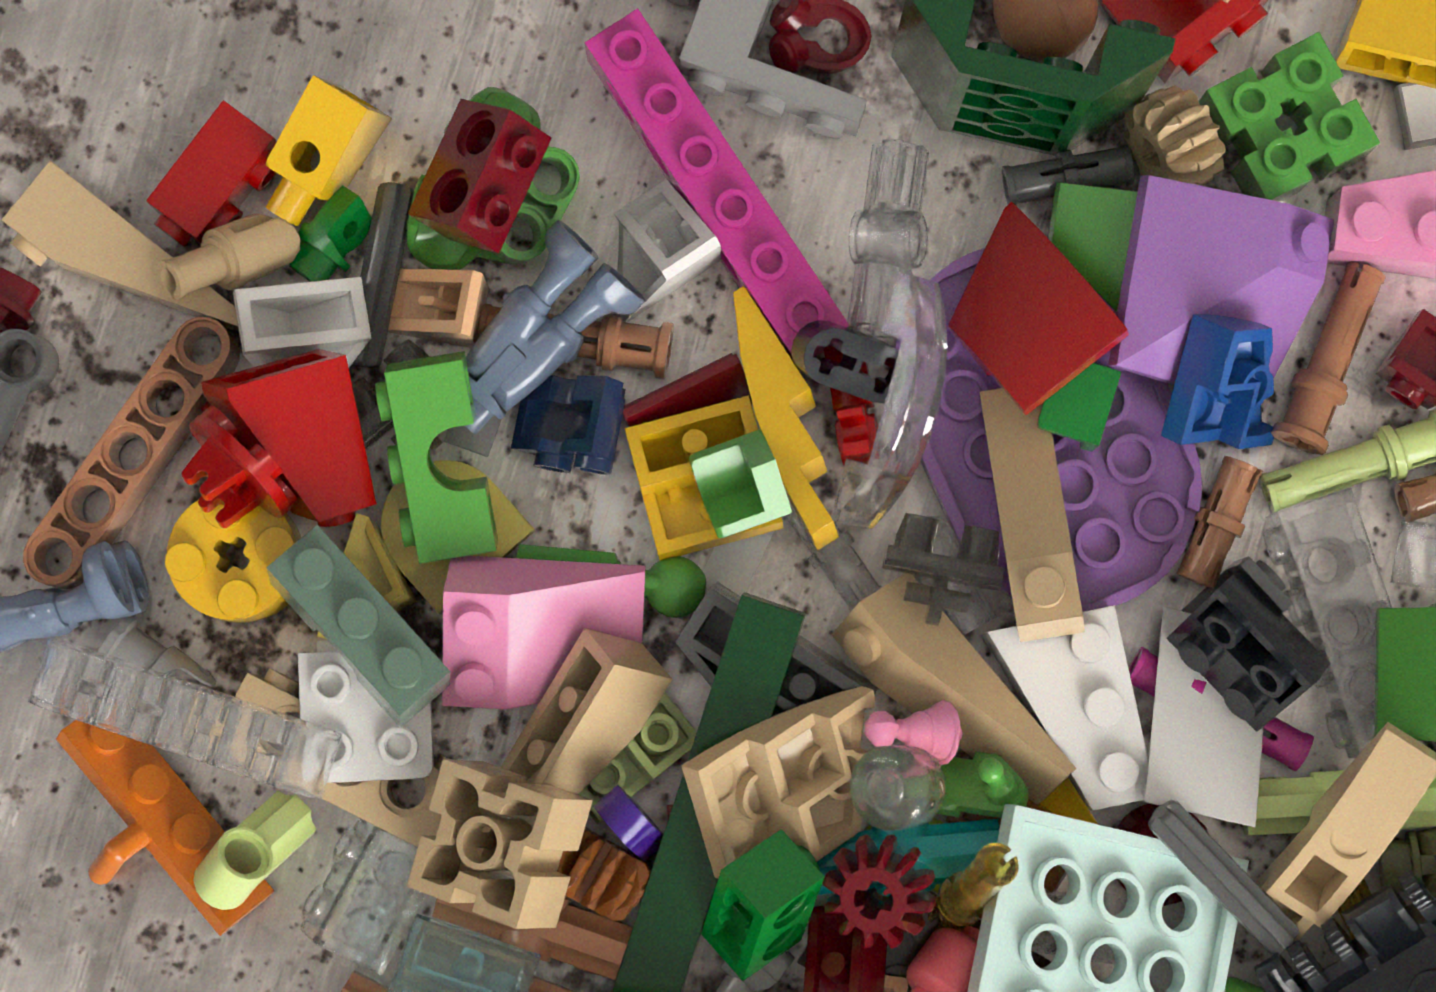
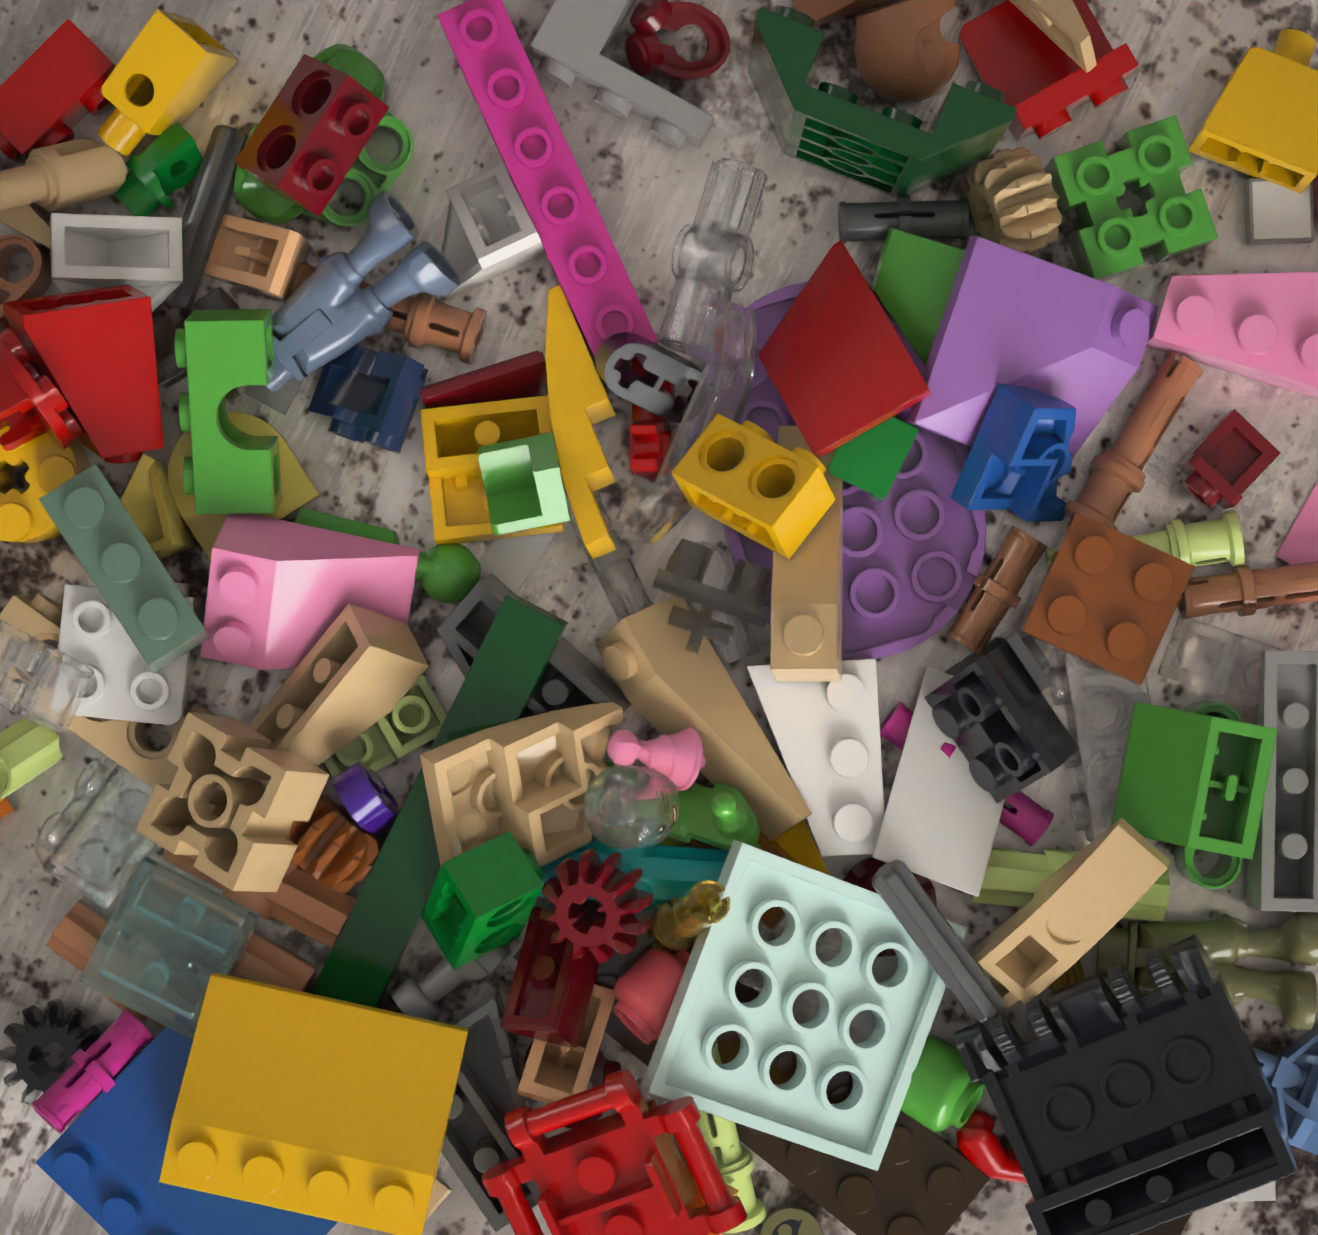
camera: 10 degrees right, 5 degrees up
(965, 459) = (748, 493): none -> yellow brick
(1332, 511) = (1107, 598): none -> dark orange plate

